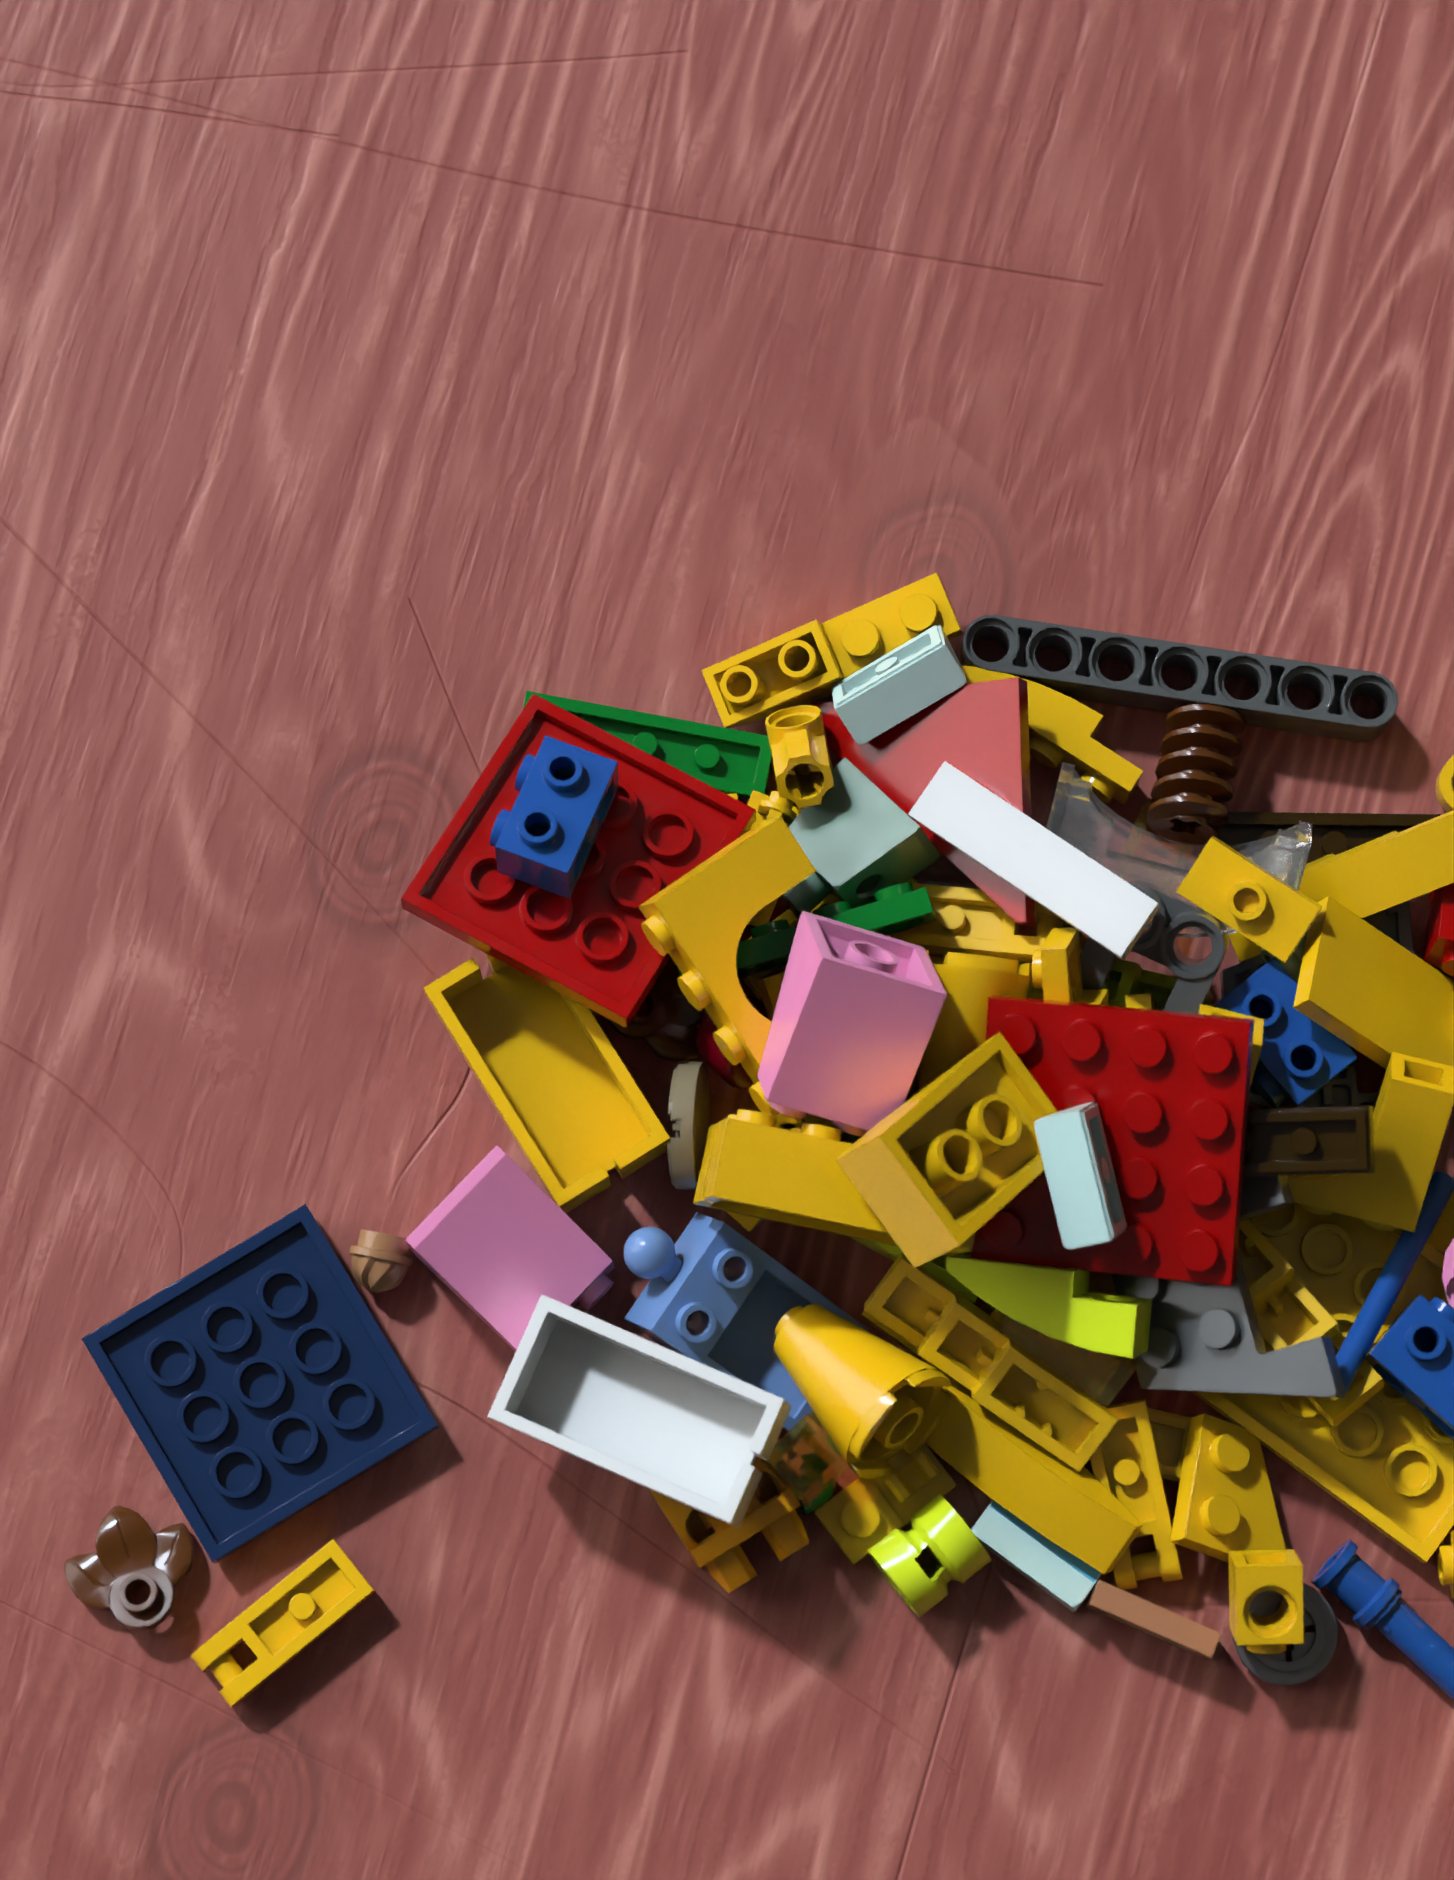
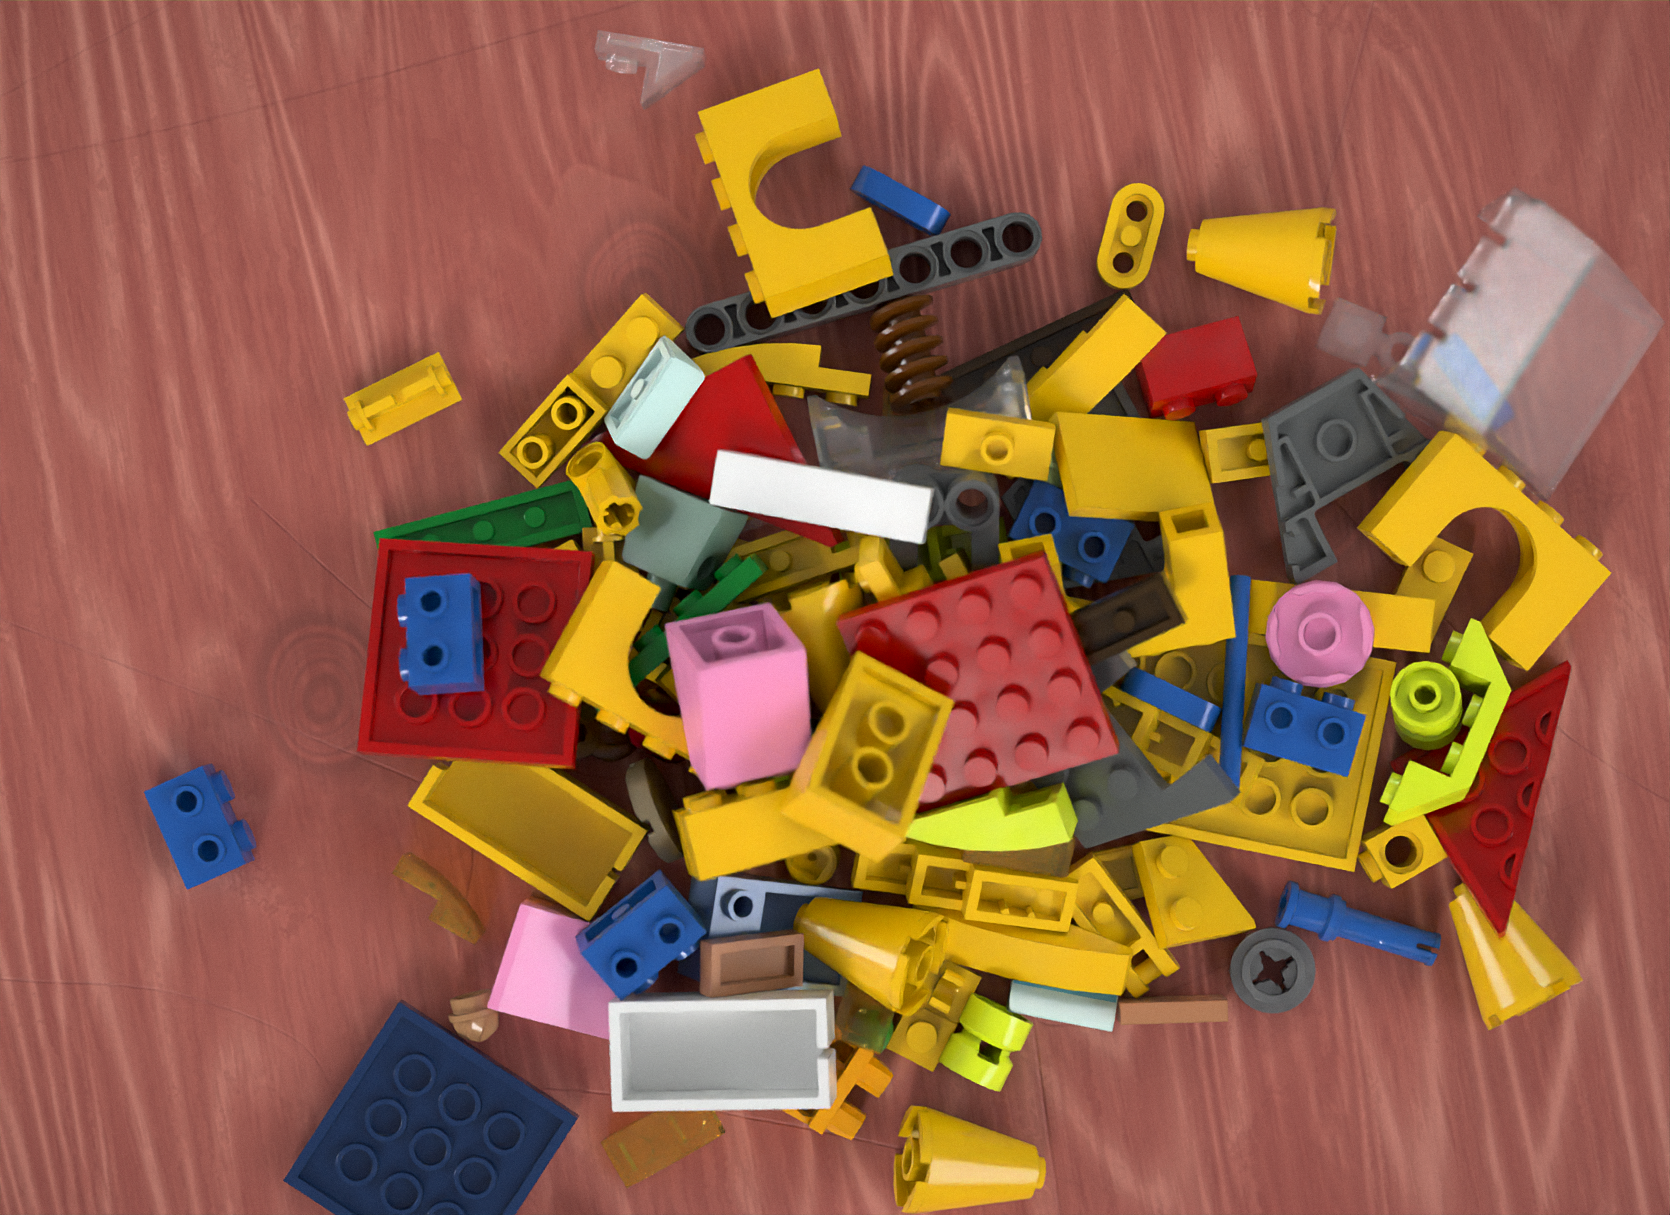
camera: 25 degrees left, 10 degrees up
(187, 913) = (201, 824): none -> blue brick
(410, 1127) = (452, 908): none -> clear yellow slope
(519, 1493) = (659, 1141): none -> clear yellow slope
(597, 1242) = (629, 940): none -> blue brick
(625, 571) = (402, 399): none -> yellow hinge
(715, 1333) = (751, 963): none -> nougat tile
(832, 1263) = (814, 866): none -> yellow tile
(838, 1678) = (960, 1164): none -> yellow cone
(1073, 351) = (665, 62): none -> clear slope
(1080, 1176) = (969, 730): light aqua slope -> none
(1111, 610) = (788, 263): none -> yellow arch
(1256, 609) = (900, 201): none -> blue beam
(1259, 1572) = (1235, 945): yellow brick -> none
(1312, 1267) = (1171, 699): none -> blue beam

